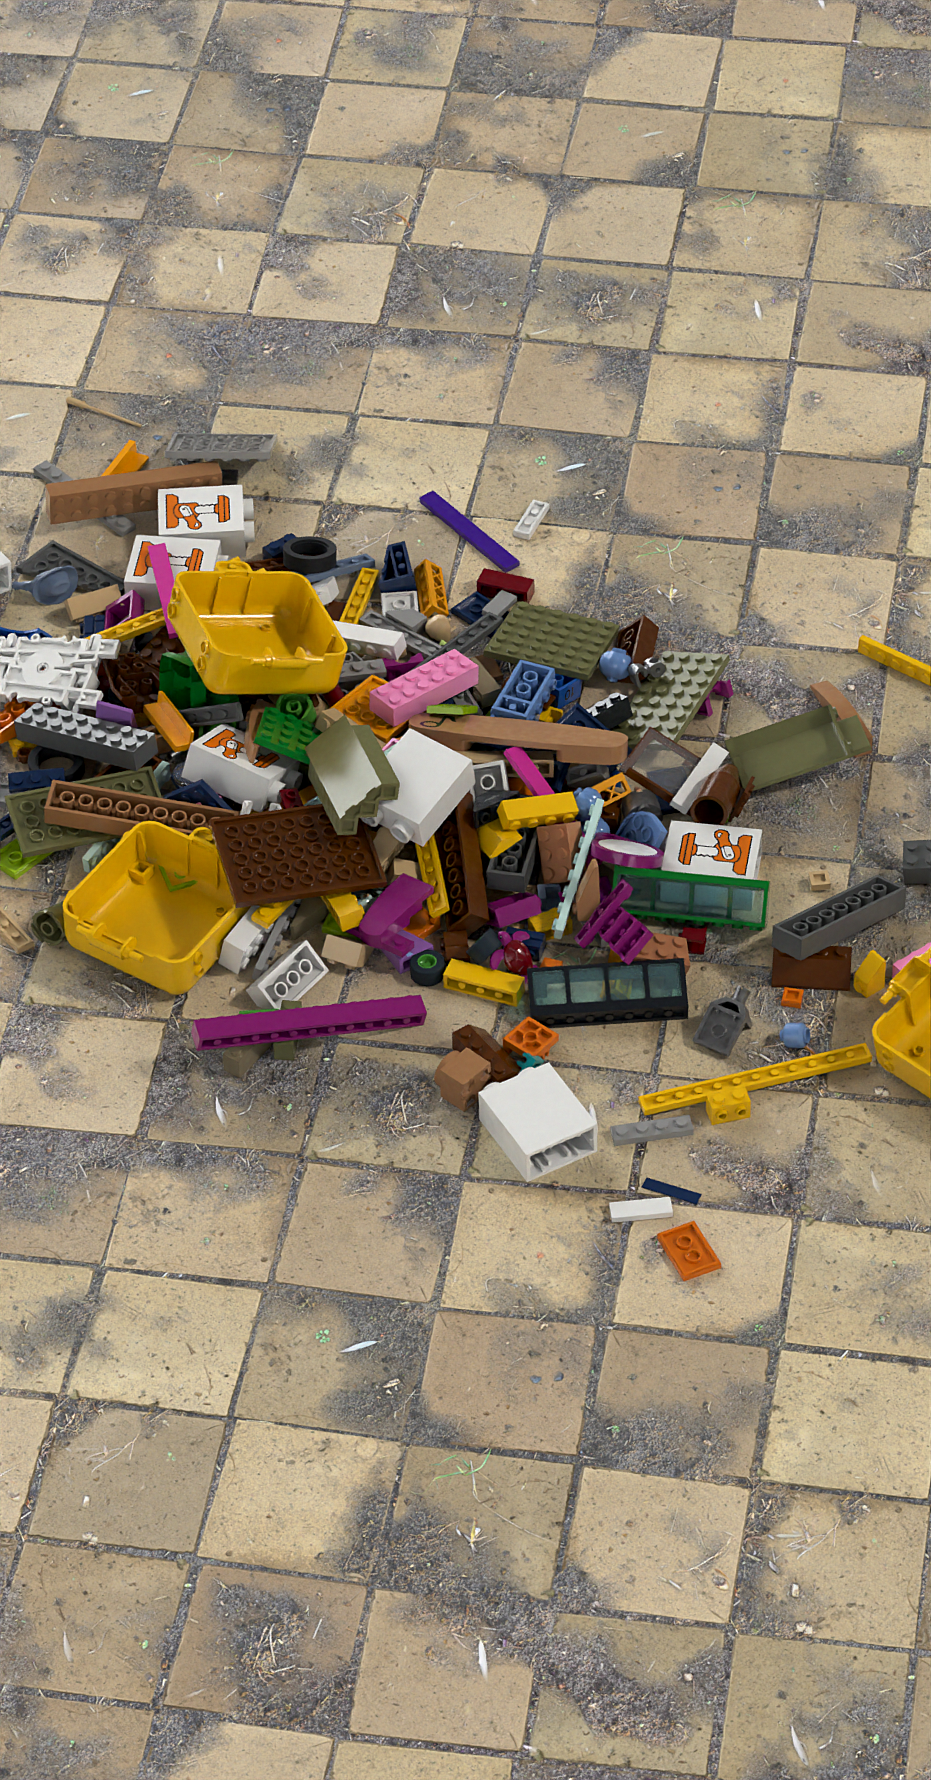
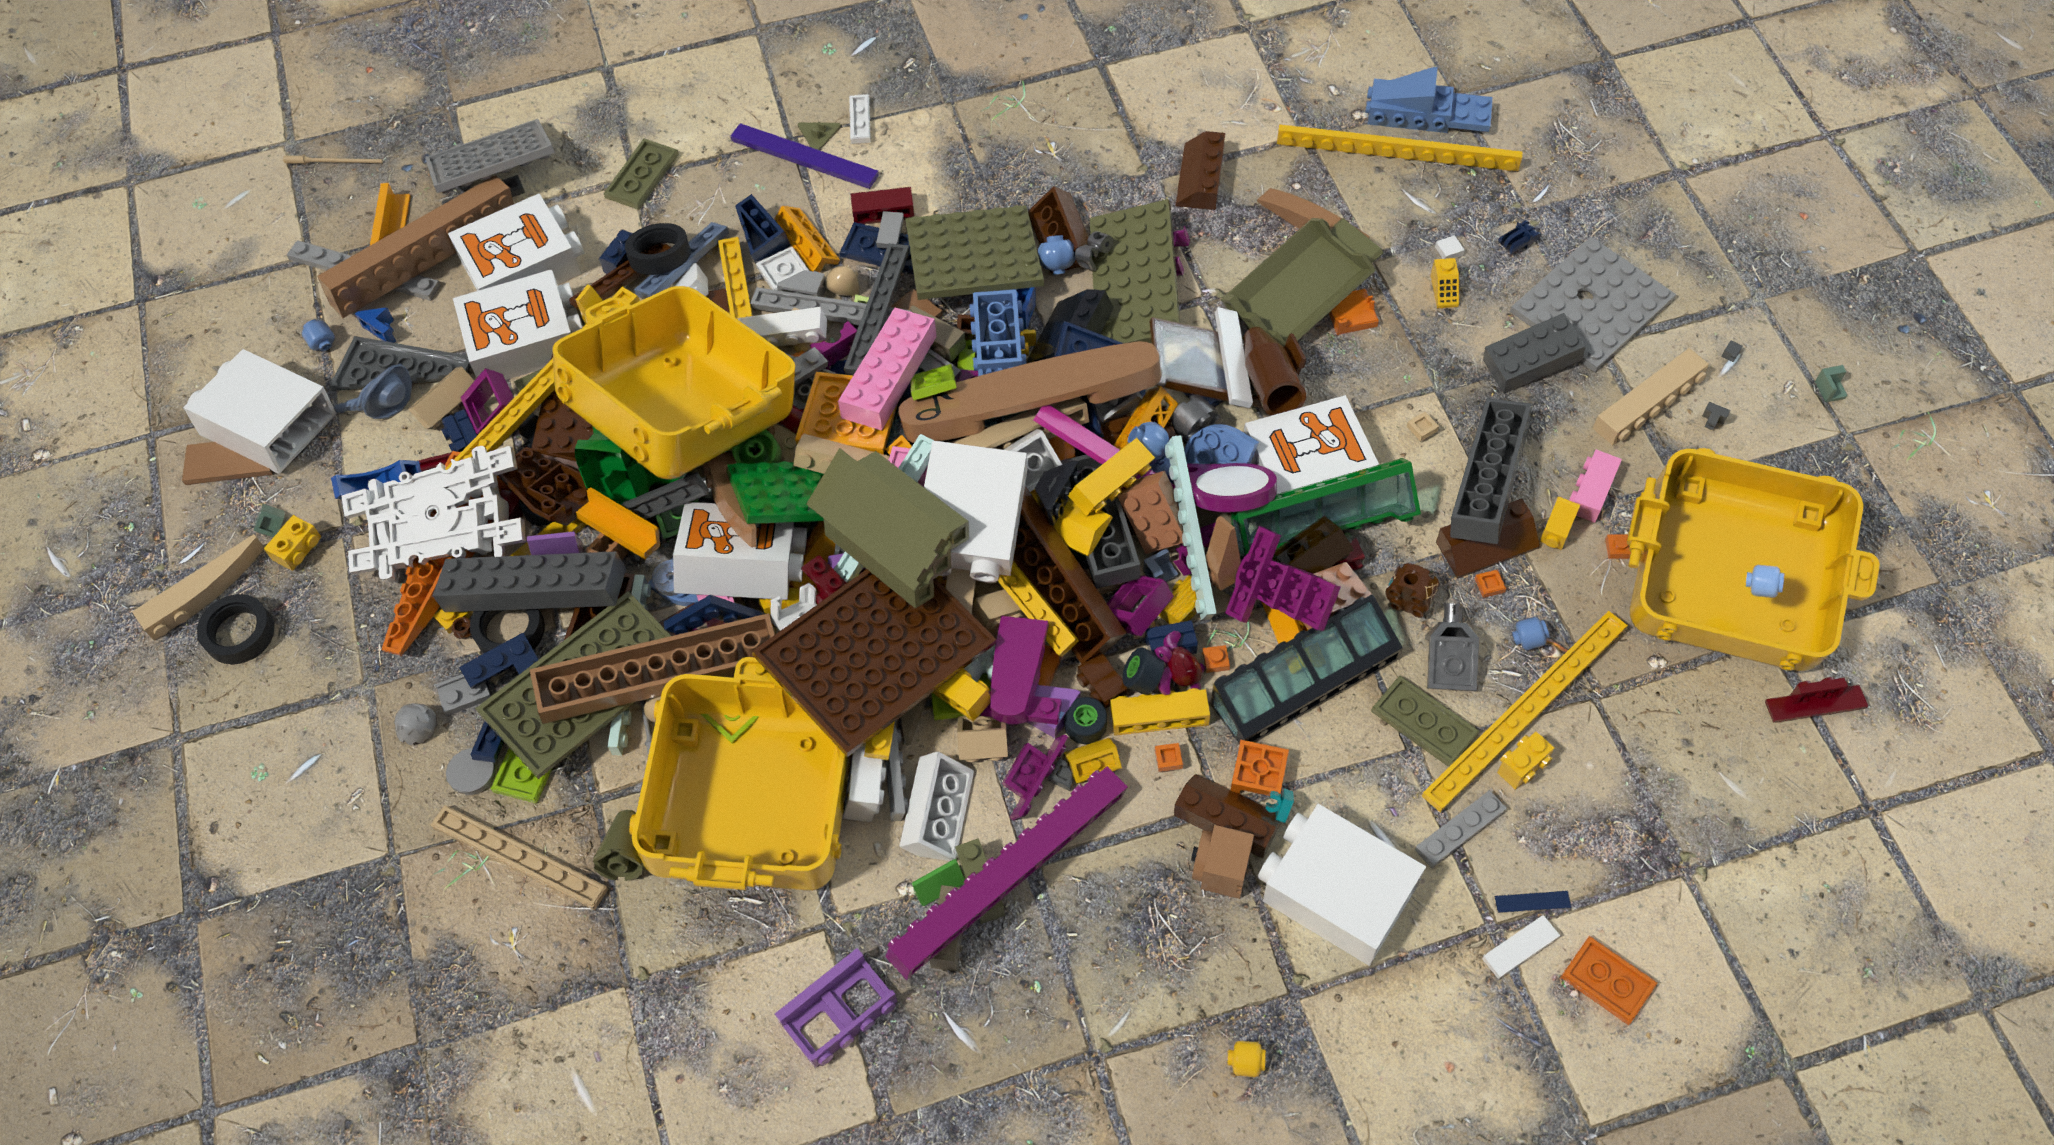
camera: 25 degrees left, 15 degrees up
(26, 530) = (318, 335): none -> medium blue head
(74, 536) = (378, 323): none -> blue slope
(142, 1055) = (826, 997): none -> medium lavender window
(164, 580) = (522, 350): dark pink tile -> none
(334, 501) = (641, 174): none -> olive tile
(368, 980) = (1029, 772): none -> magenta bracket
(390, 991) = (1061, 775): none -> dark grey tile
(401, 1192) = (1247, 1058): none -> yellow head
(427, 993) = (1093, 757): none -> yellow panel
(471, 1011) = (1168, 757): none -> orange plate
(492, 519) = (818, 133): none -> olive piece
(669, 920) = (1315, 547): none -> dark brown slope
(674, 1058) = (1425, 721): none -> olive tile
(723, 973) = (1412, 590): none -> reddish brown brick
(779, 649) = (1201, 171): none -> reddish brown slope
(825, 787) = (1354, 313): none -> orange piece
(914, 792) = (1445, 283): none -> yellow slope

